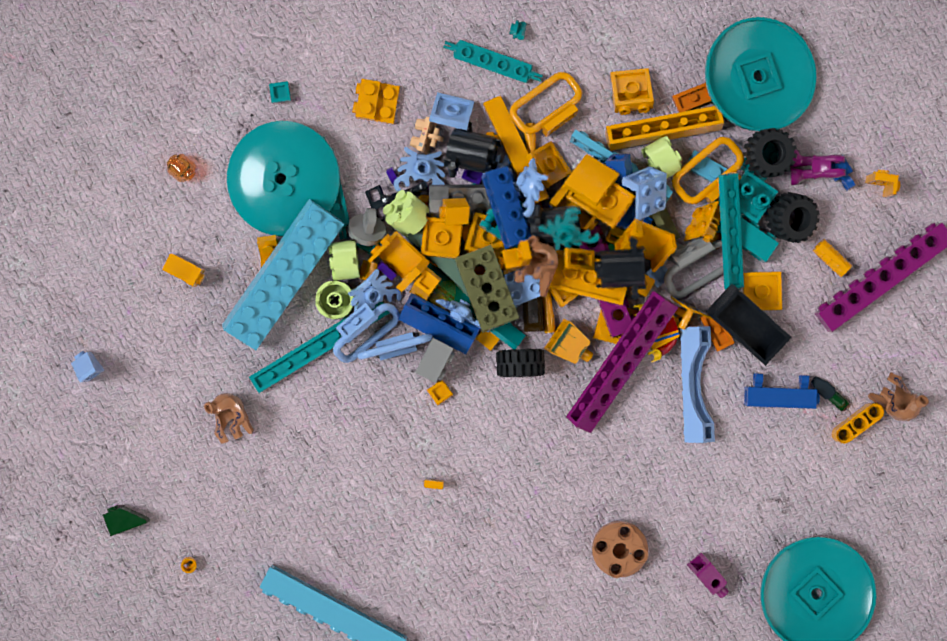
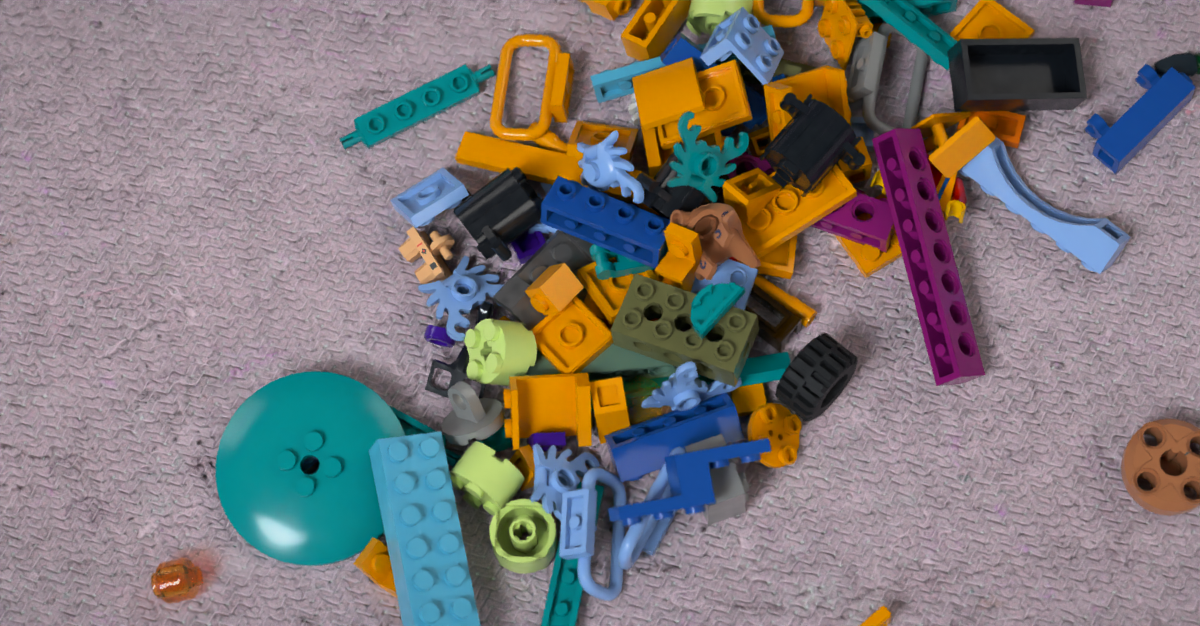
camera: 40 degrees left, 20 degrees down
(280, 92) = (206, 380): teal plate -> none
(376, 101) = (330, 279): light orange plate -> none
(415, 357) = (689, 481): none -> blue bracket
(439, 392) = (762, 517): light orange tile -> none
(474, 361) = (781, 428): none -> light orange plate
(504, 295) = (712, 304): none -> teal tile
(518, 30) = (408, 46): teal plate -> none
(569, 343) = (846, 303): light orange torso -> none
(687, 332) = (962, 147): none -> light orange slope

